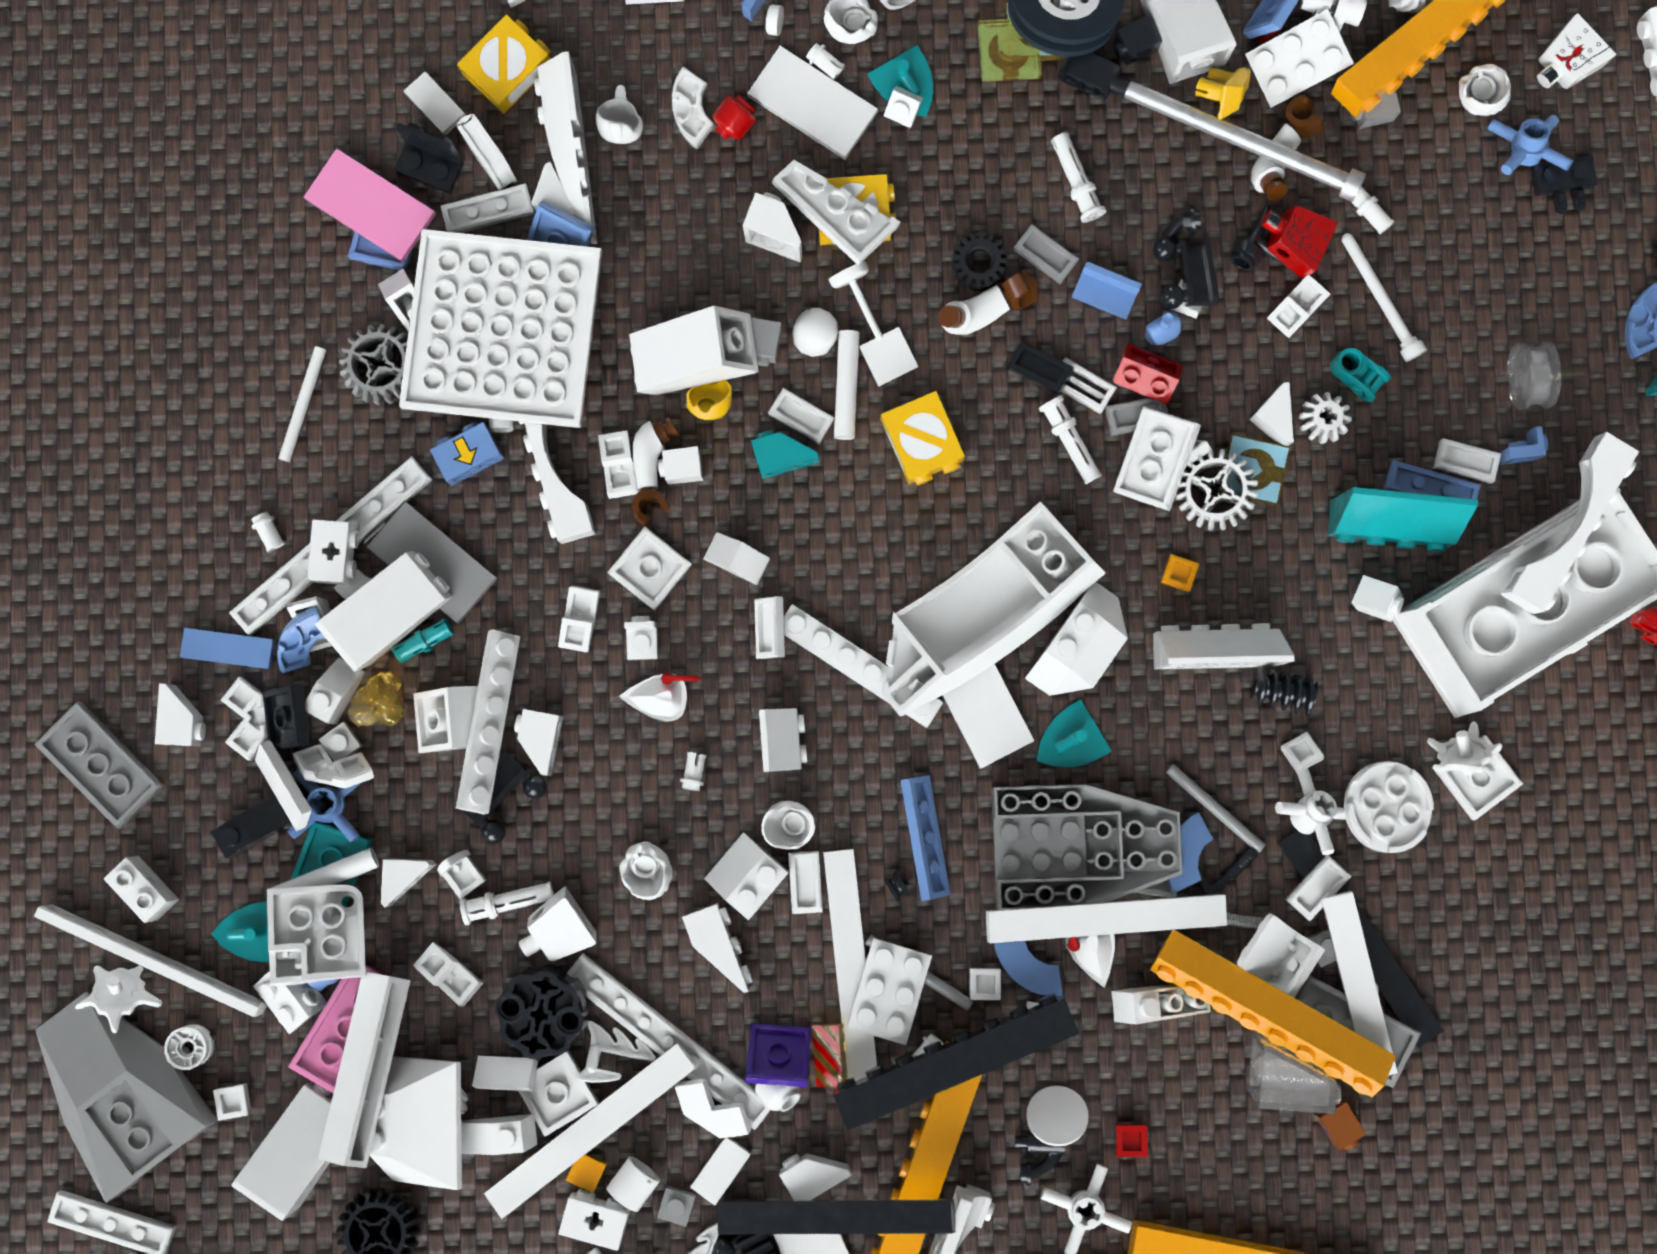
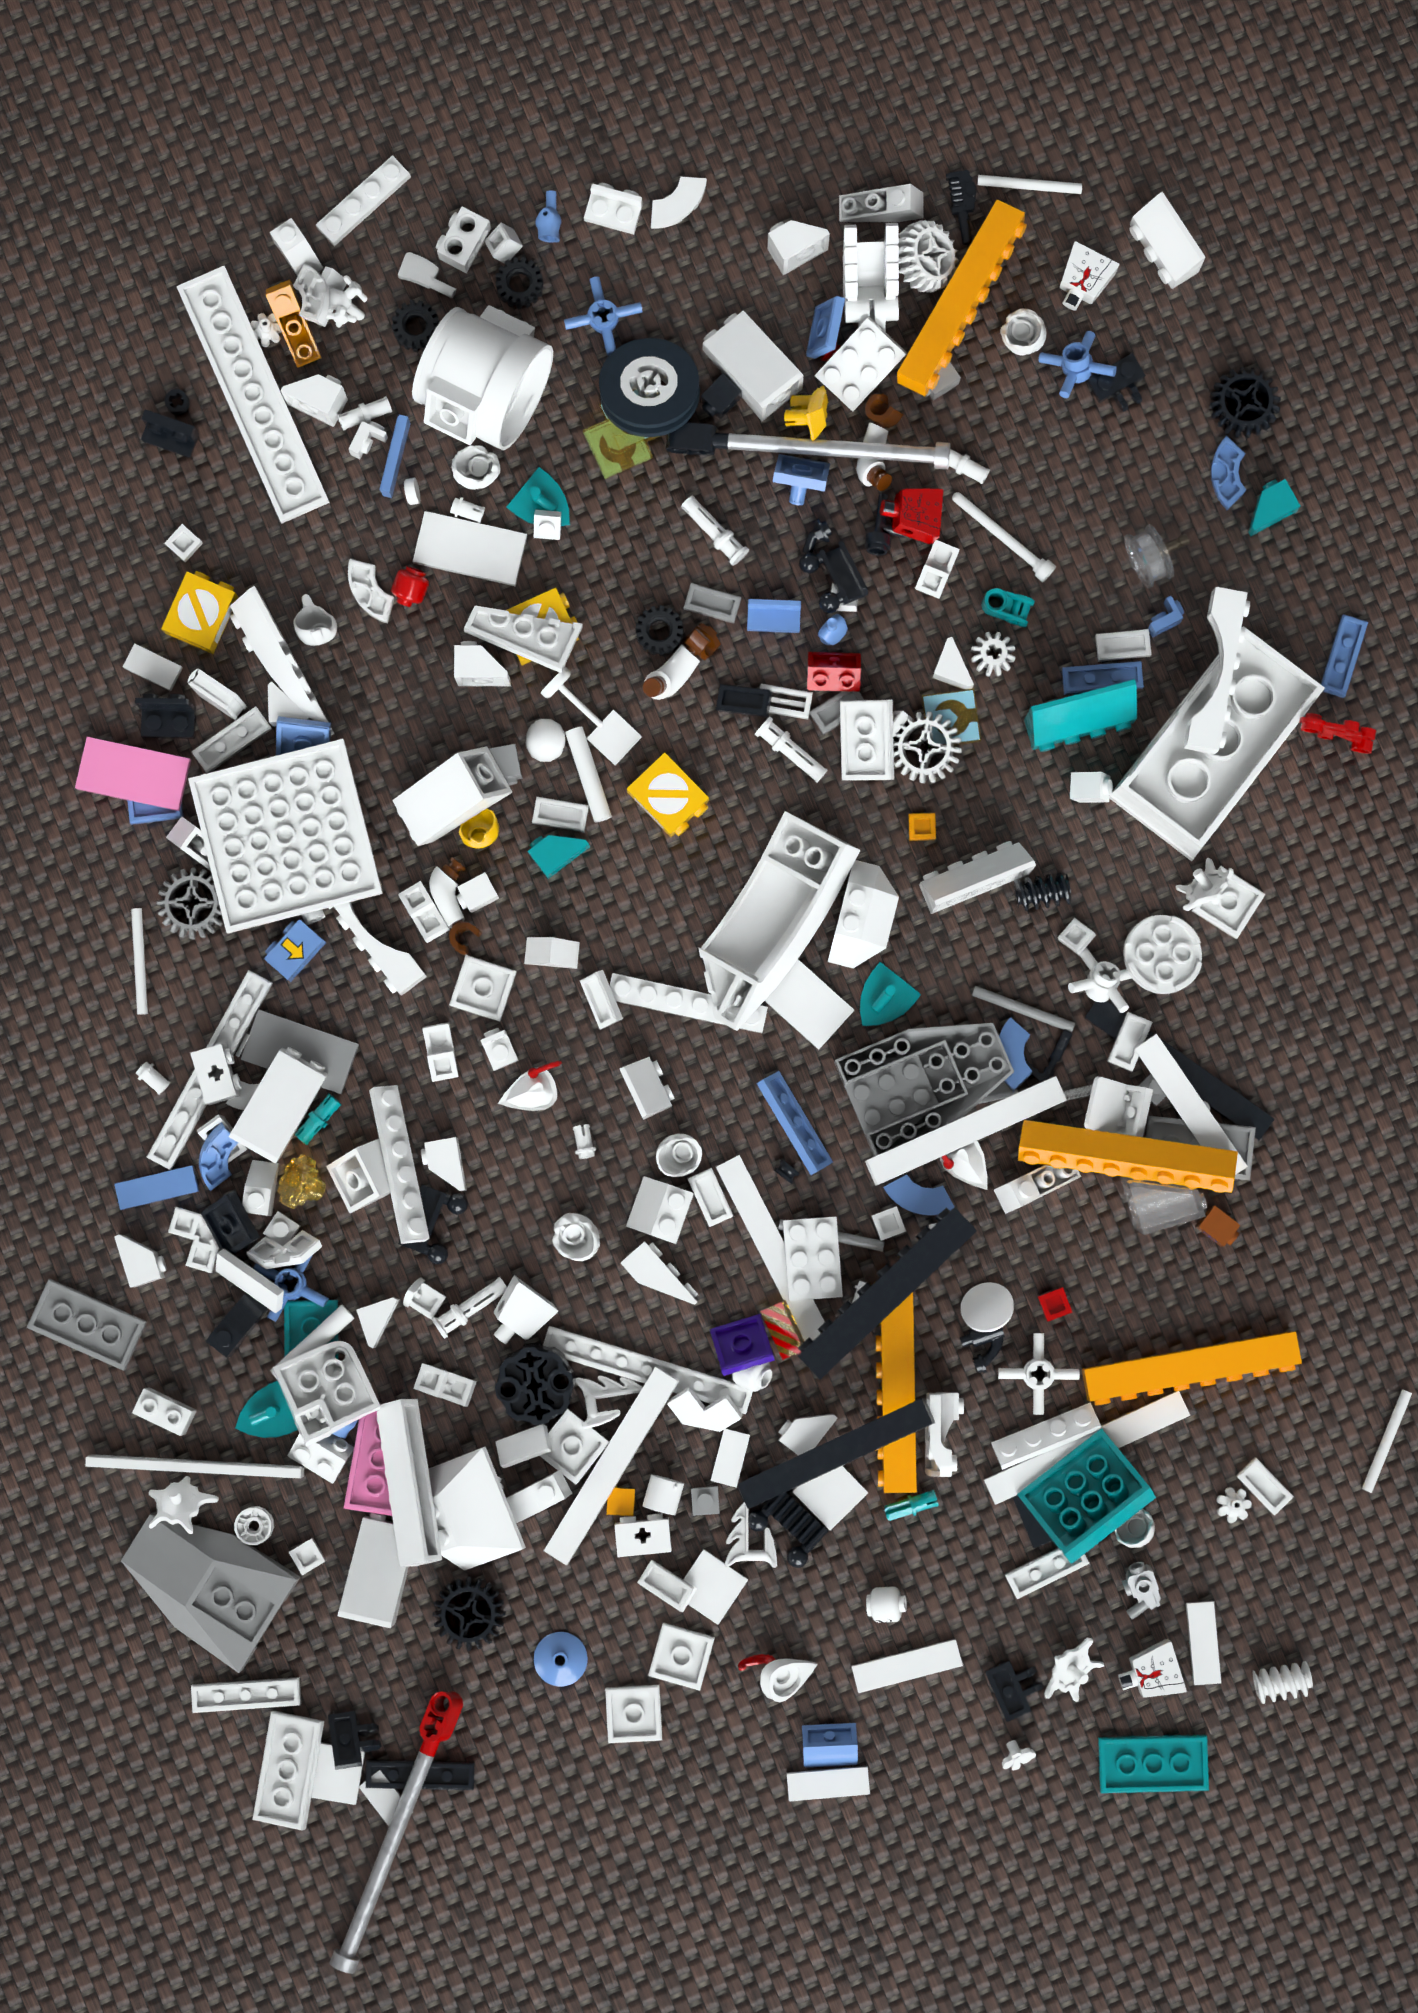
camera: 25 degrees left, 0 degrees up
(1190, 152) = (801, 475): none -> medium blue tile

